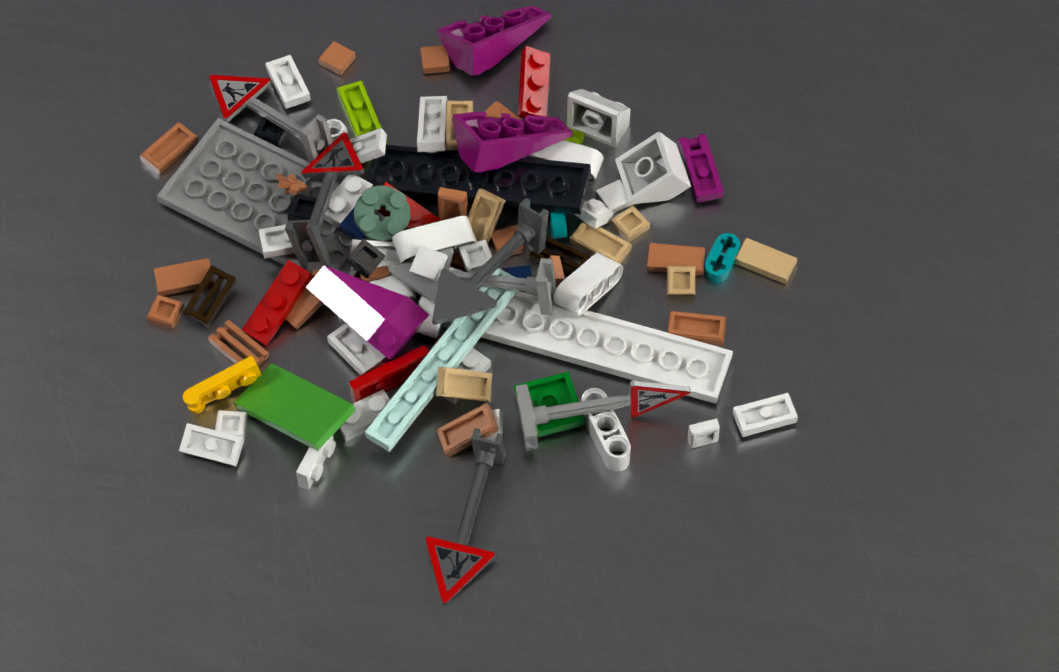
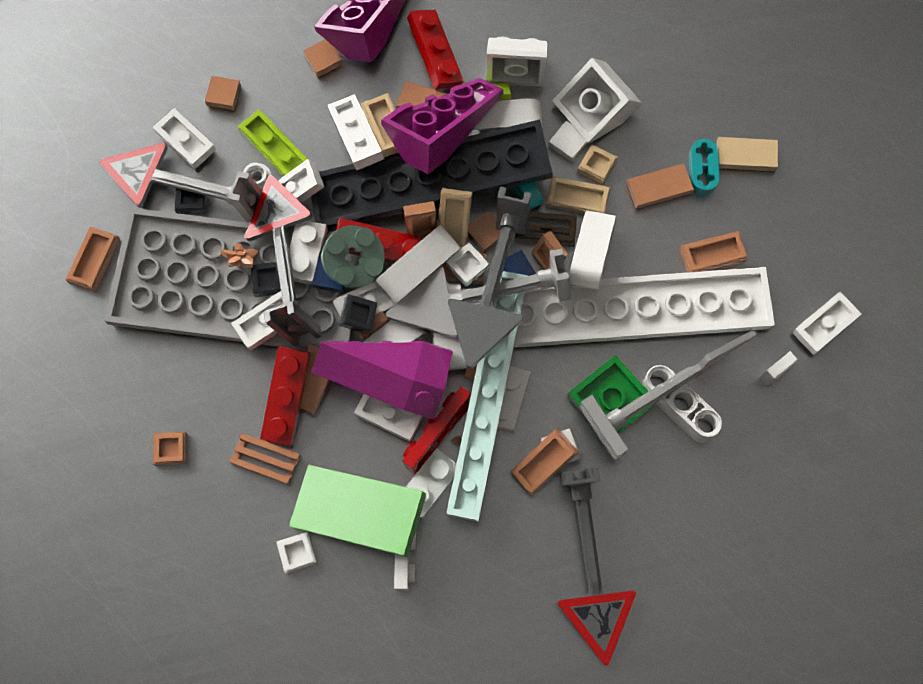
camera: 20 degrees left, 15 degrees up
(181, 277) = (172, 401): nougat tile -> none
(198, 316) = (210, 414): dark brown tile -> none
(211, 444) = (287, 586): white plate -> none
(221, 384) = (269, 515): yellow plate -> none
(428, 263) = (428, 296): white tile -> none
(463, 384) = (520, 414): tan tile -> none
(595, 213) = (562, 167): white plate -> none
(681, 280) = (677, 208): tan tile -> none
(700, 168) = (640, 77): magenta plate -> none

